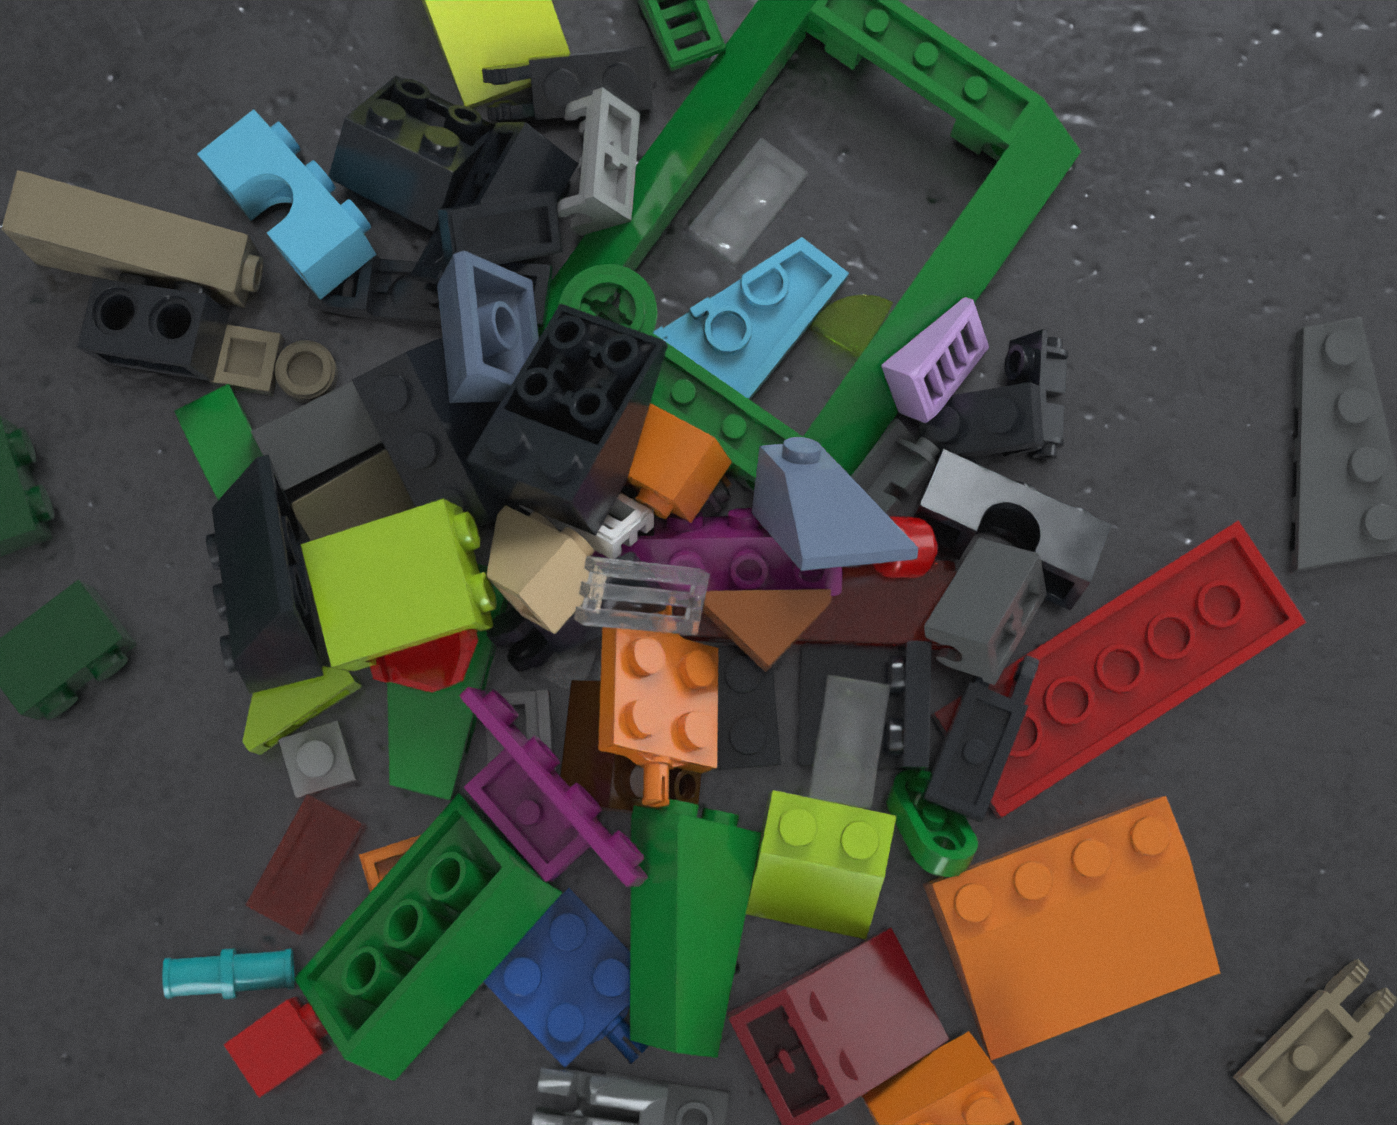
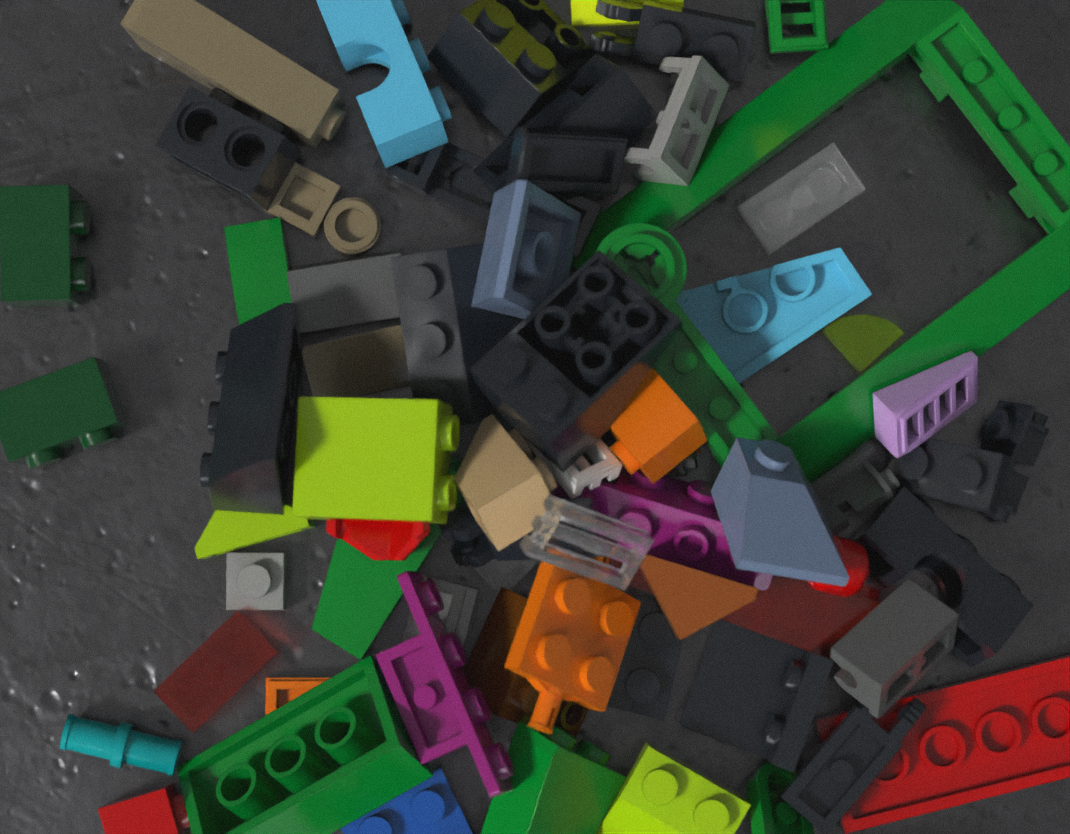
camera: 30 degrees right, 5 degrees up
(849, 741) = (730, 723): clear plate -> none

